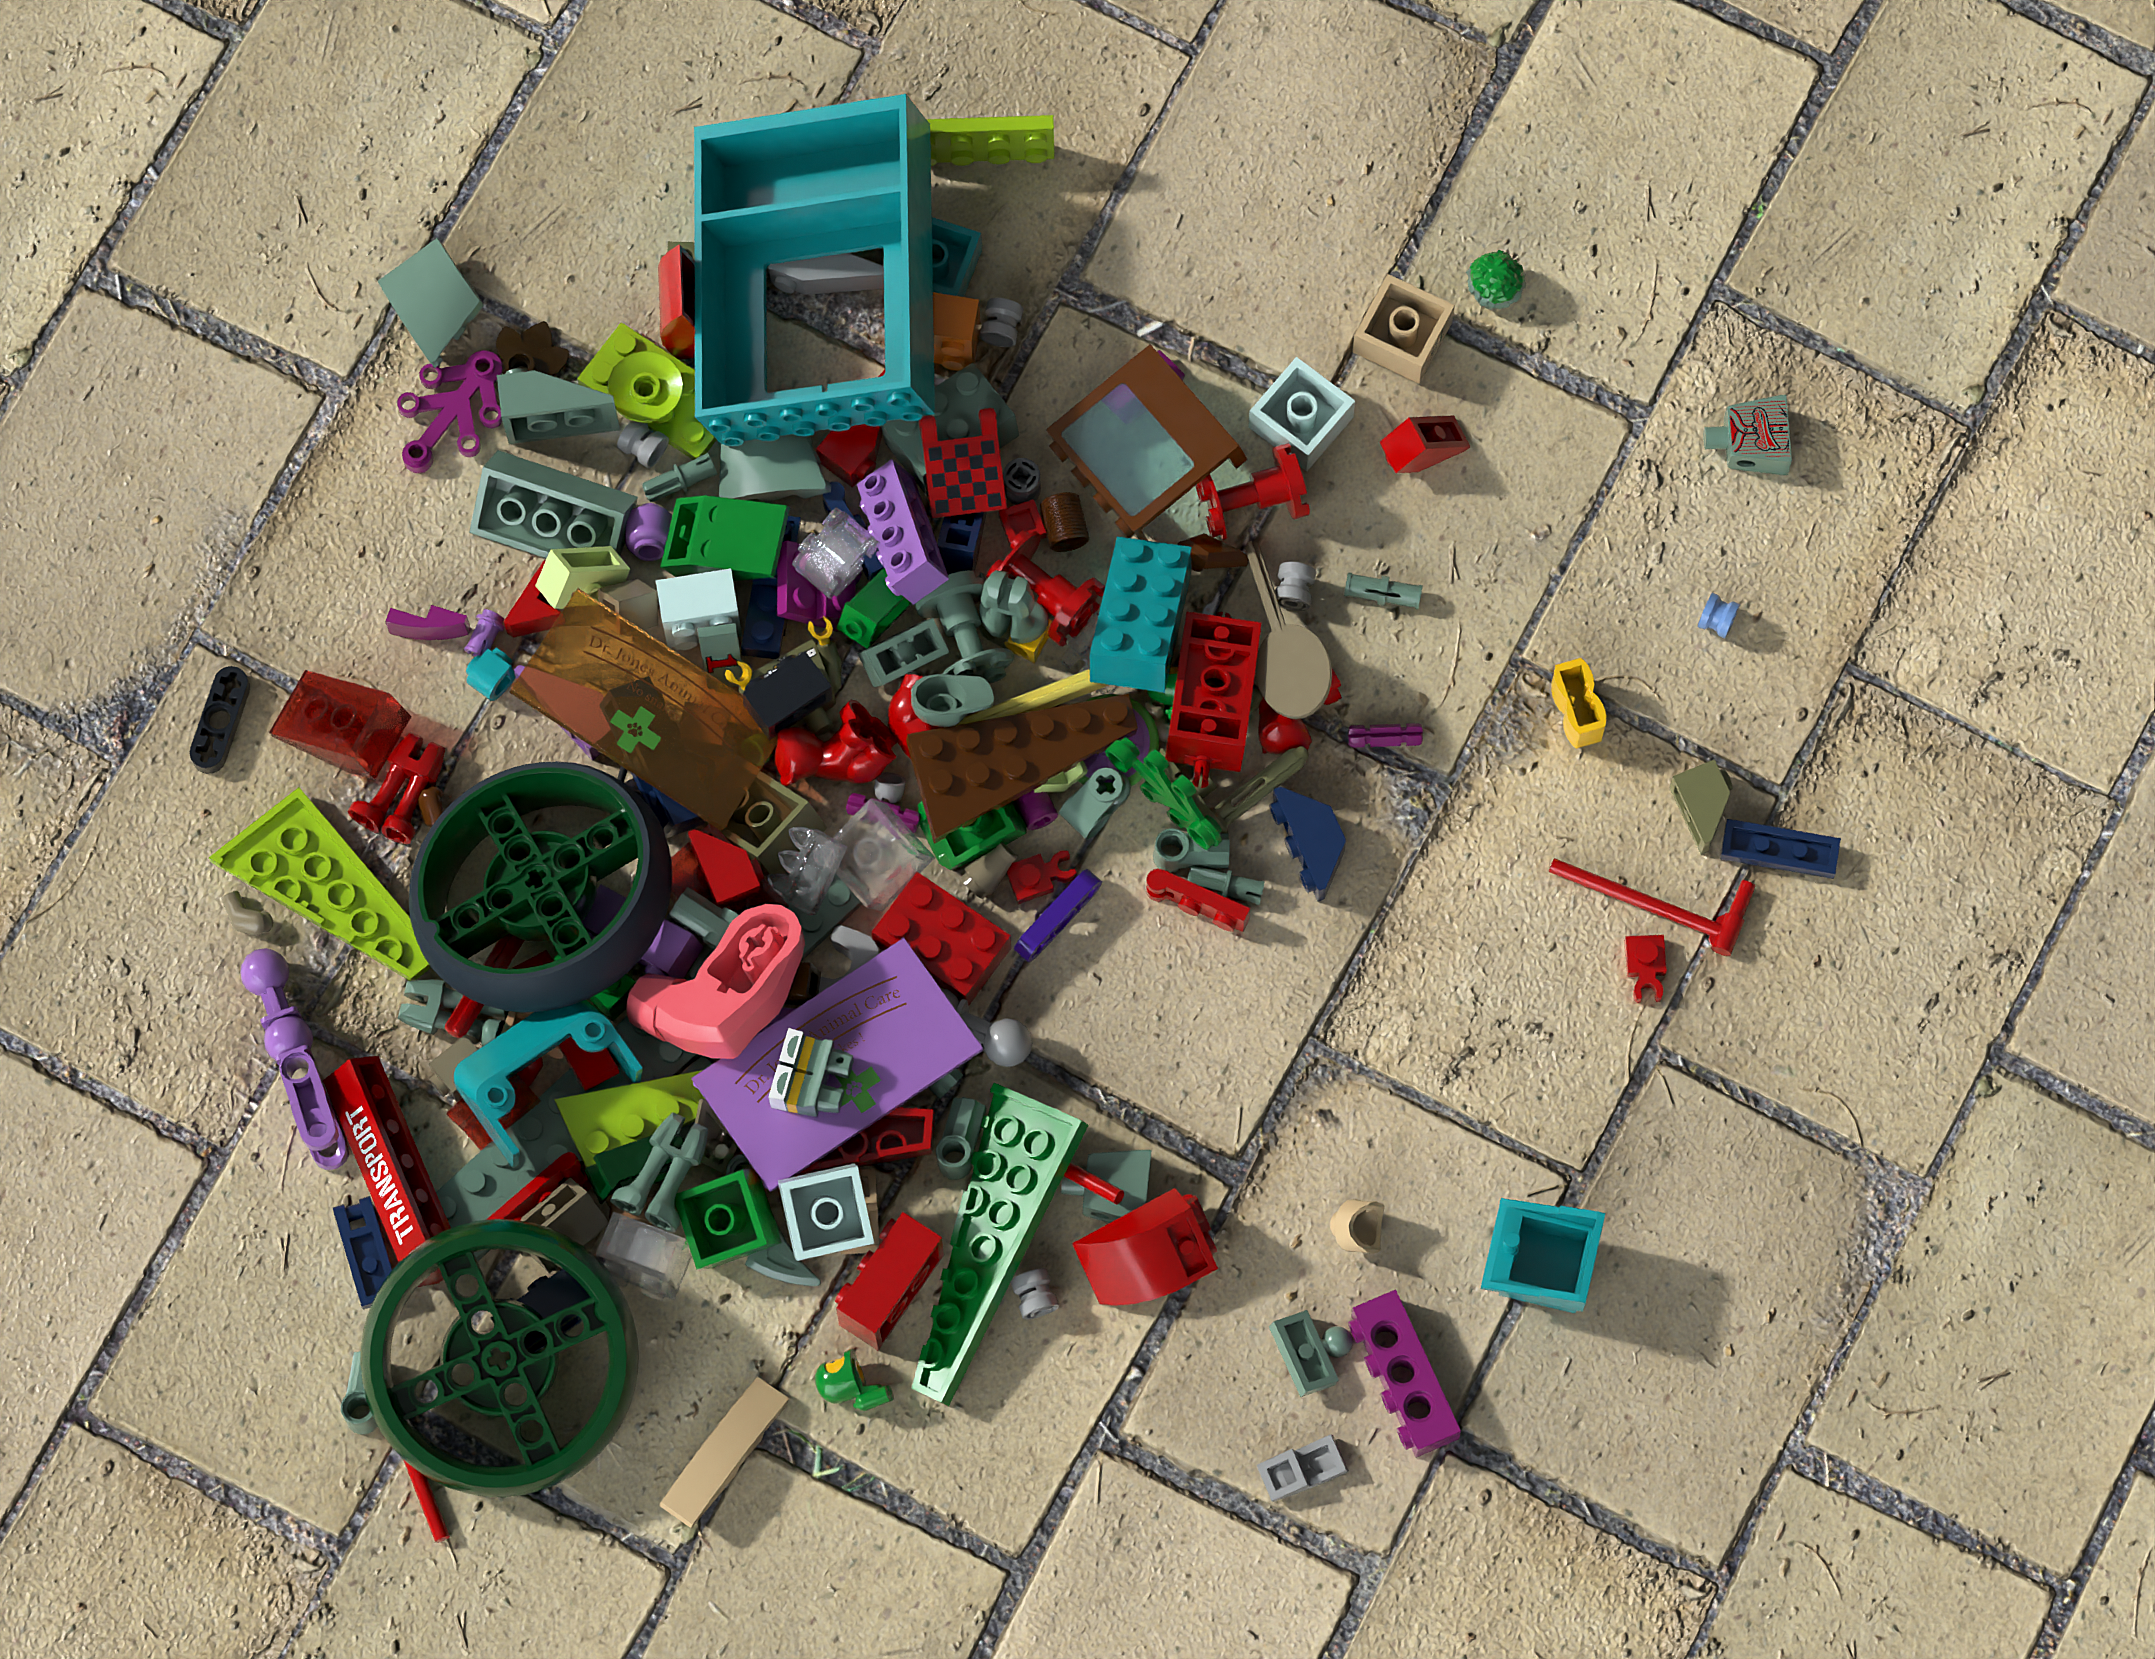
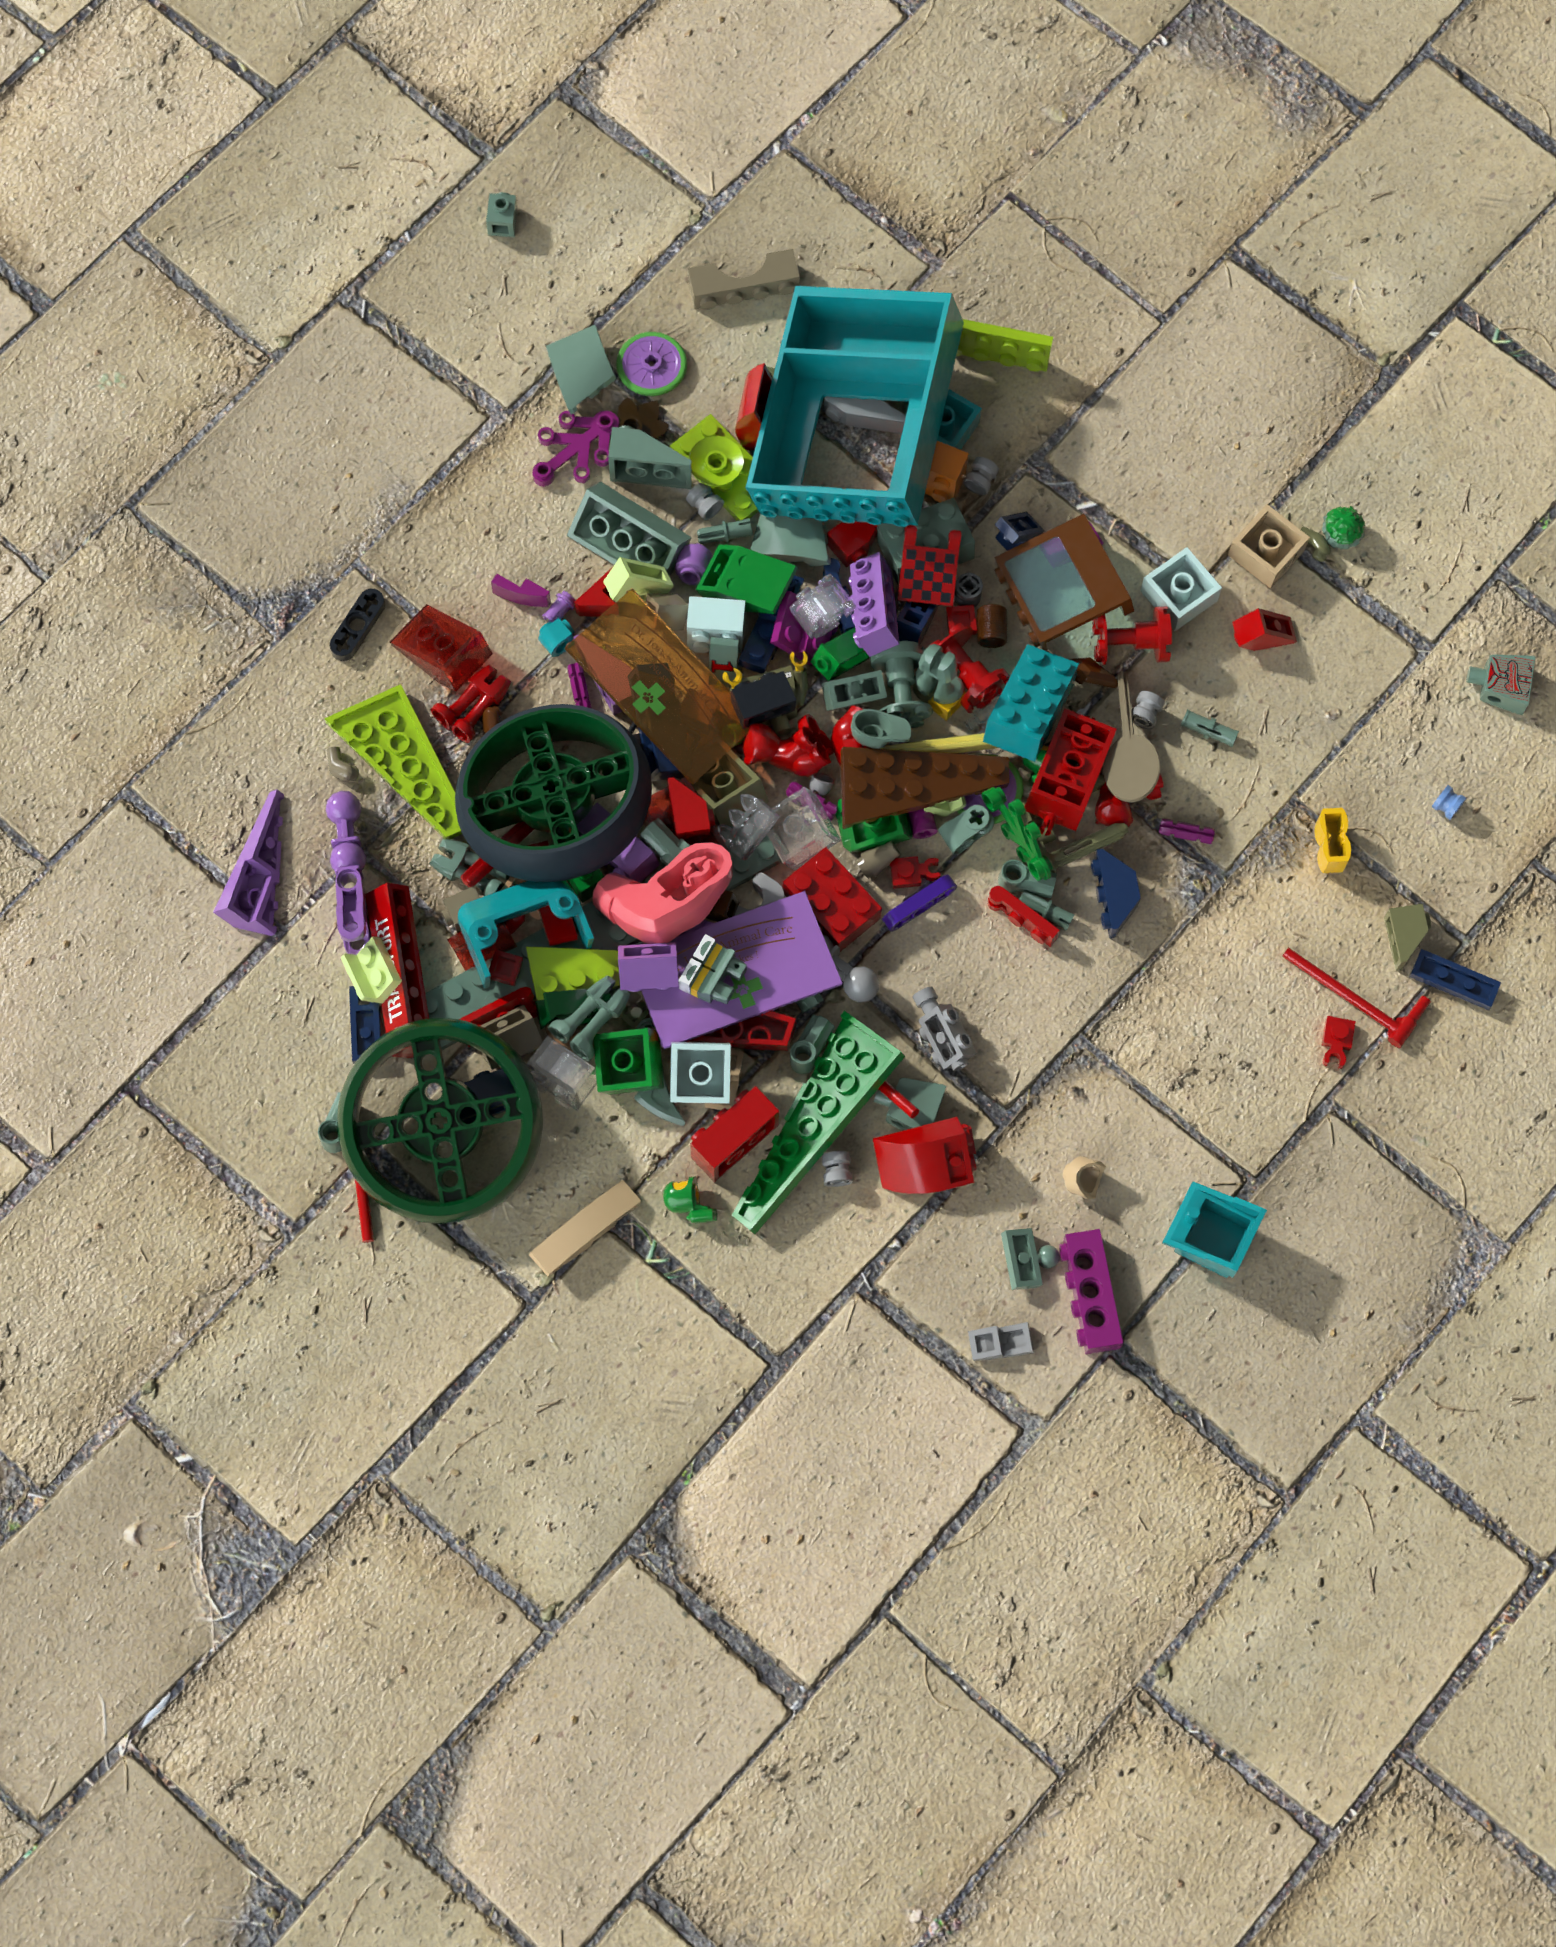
camera: 10 degrees right, 0 degrees up
(168, 1110) = (250, 891): none -> medium lavender wedge
(273, 115) = (501, 214): none -> sand green brick
(359, 1181) = (372, 971): none -> yellowish green bracket
(519, 295) = (651, 380): none -> medium lavender wheel
(534, 1133) = (505, 967): none -> red tile
(537, 733) = (578, 685): none -> magenta axle
(582, 149) = (713, 287): none -> dark tan arch
(723, 1088) = (648, 966): none -> medium lavender brick
(1067, 384) = (1017, 529): none -> dark blue slope
(1130, 1079) = (943, 1031): none -> light grey brick
(1468, 307) = (1319, 543): none -> olive arm

